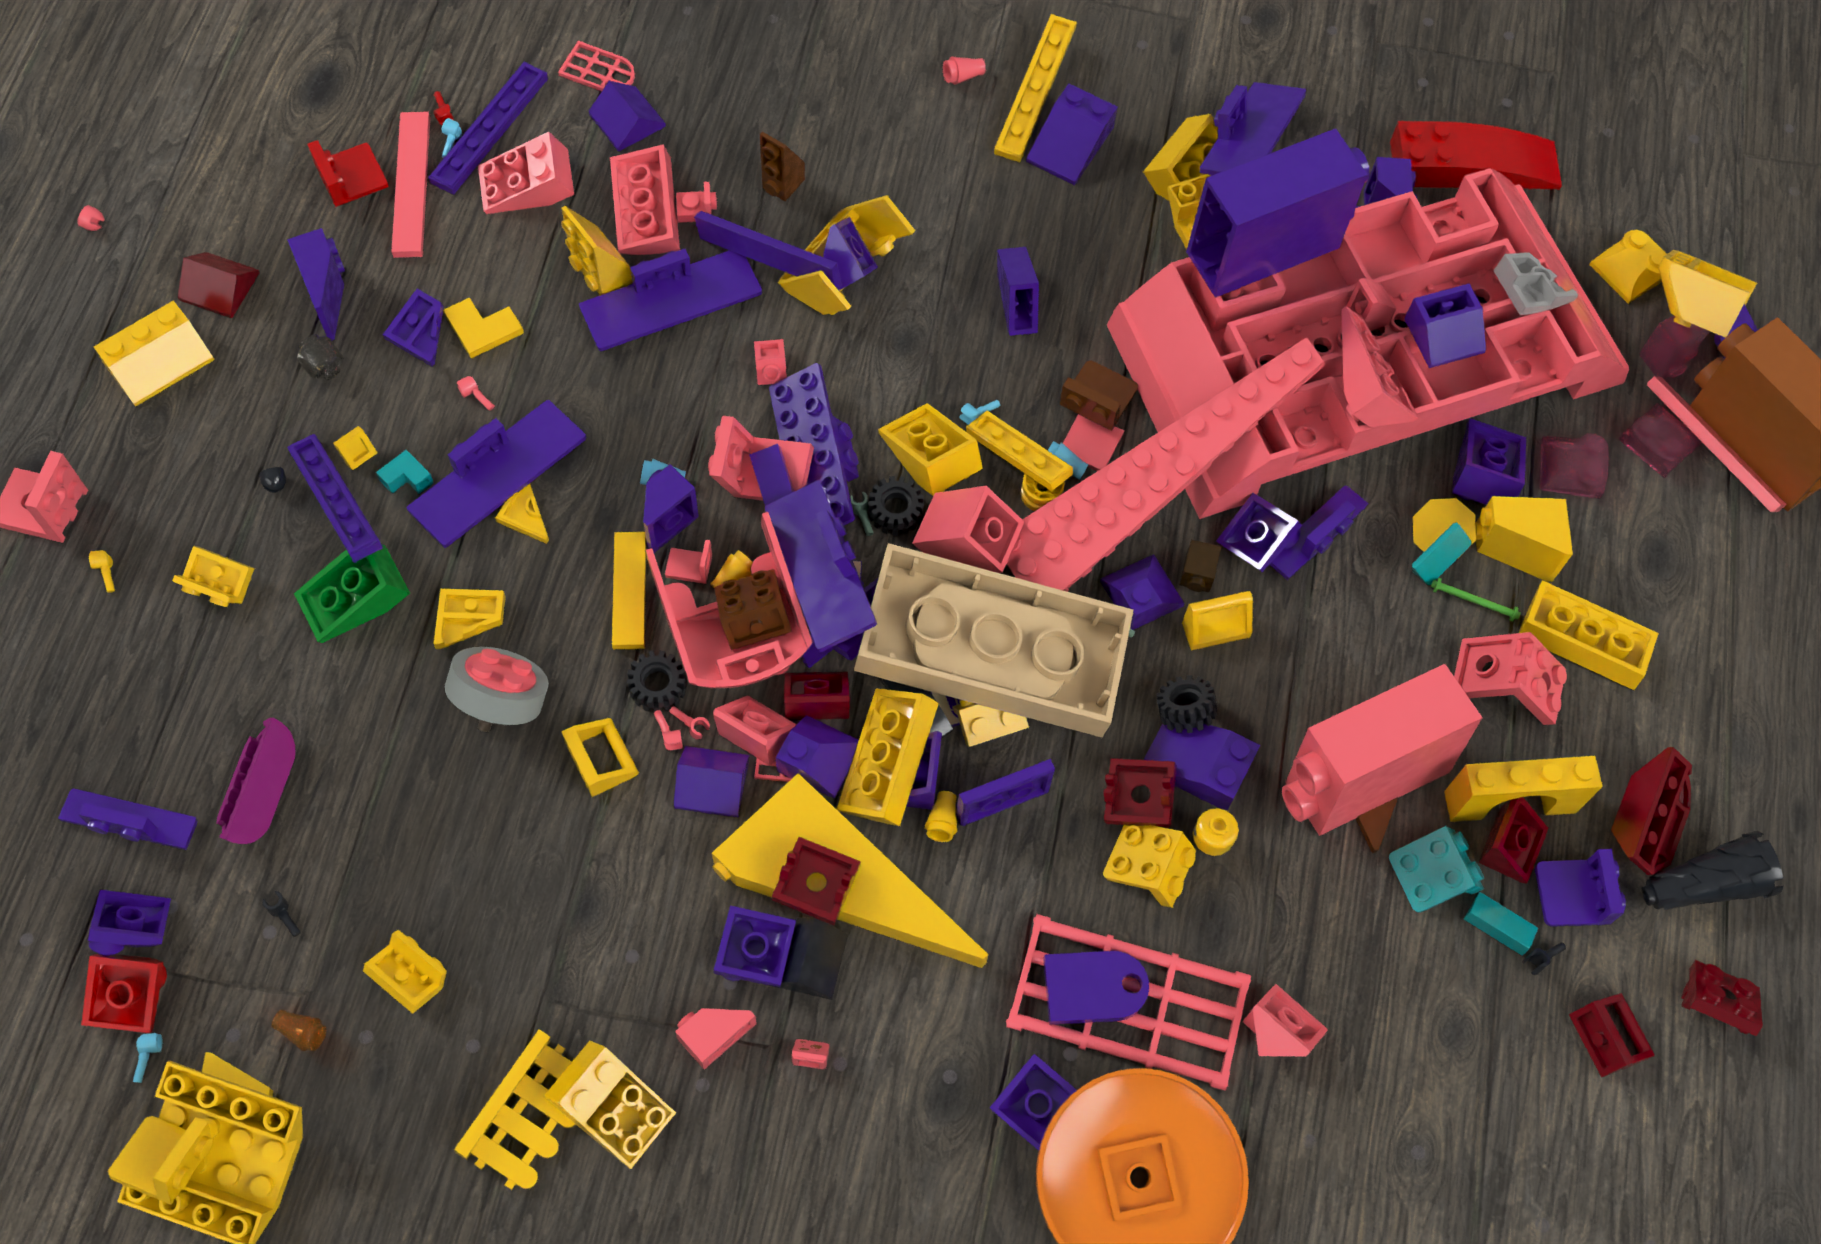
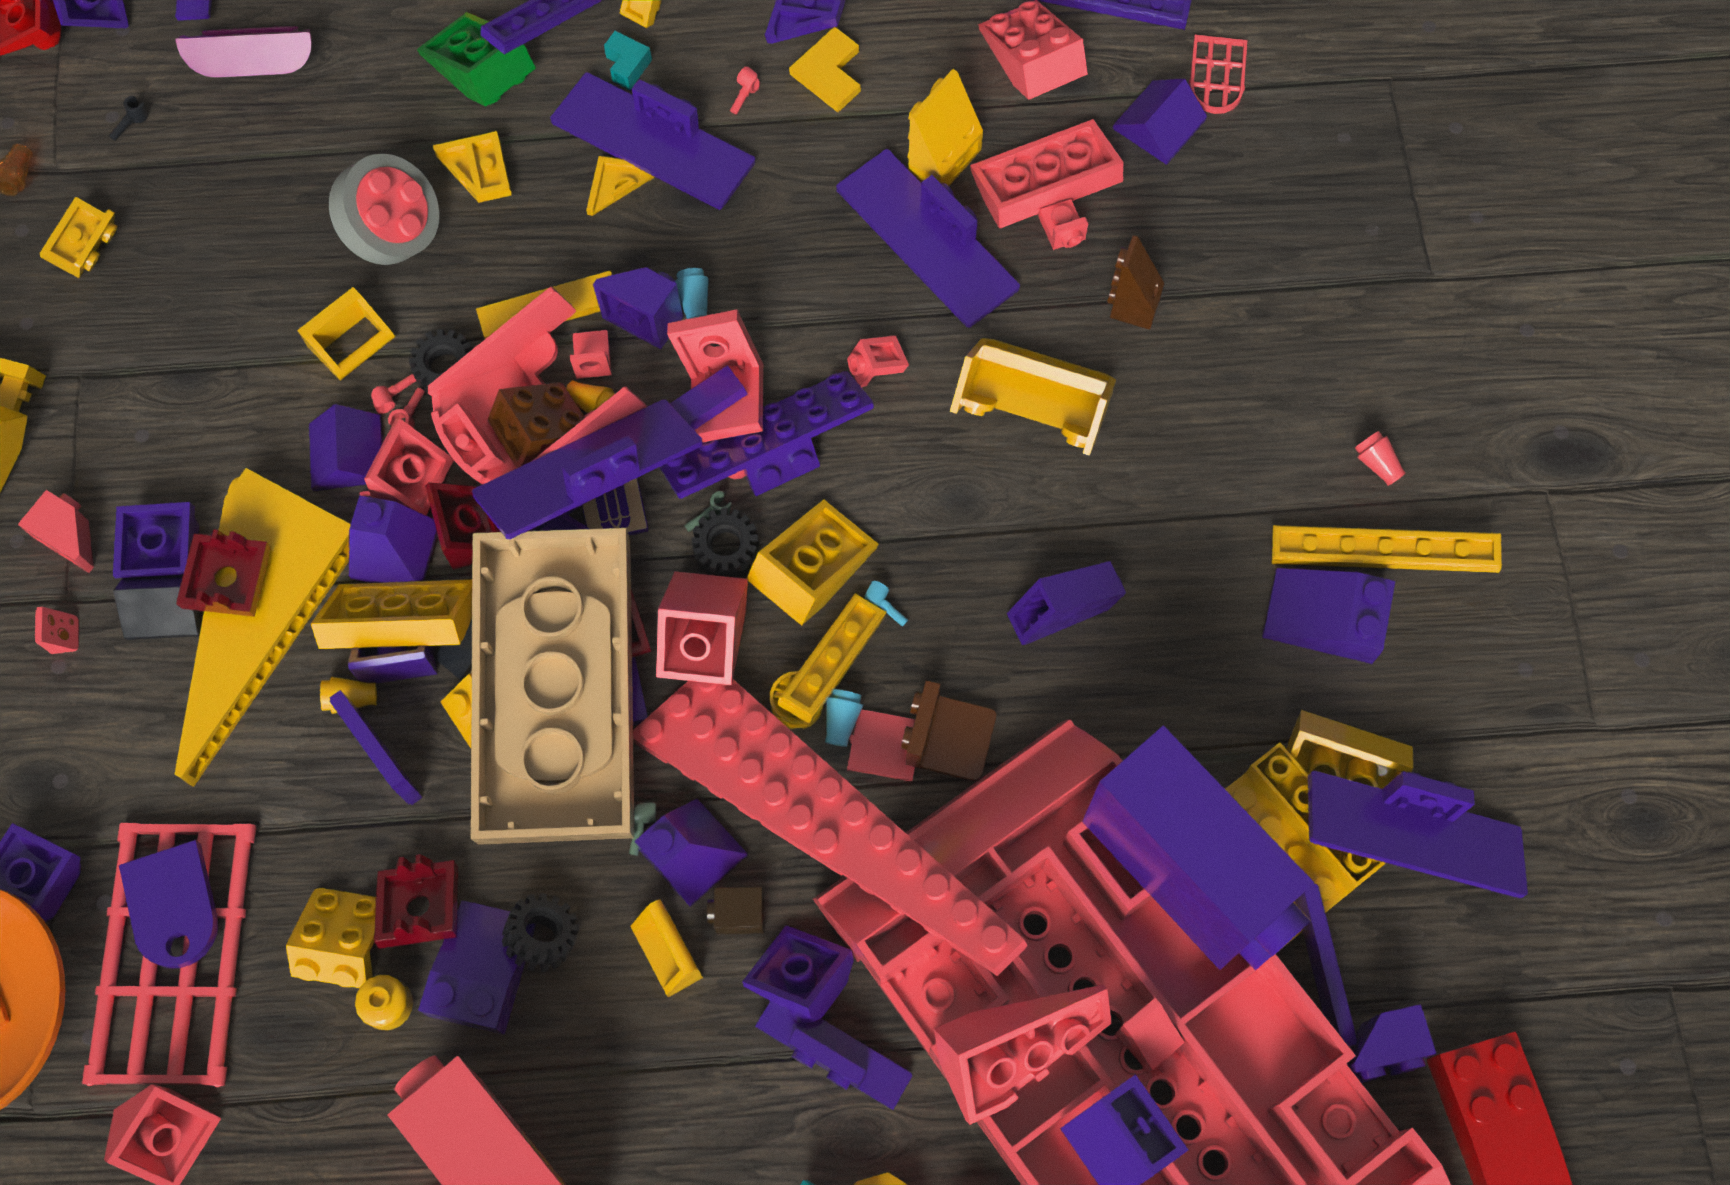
camera: 80 degrees right, 5 degrees up
(764, 248) = (1006, 309): dark purple tile -> none
(849, 251) = (1037, 394): dark purple slope -> none

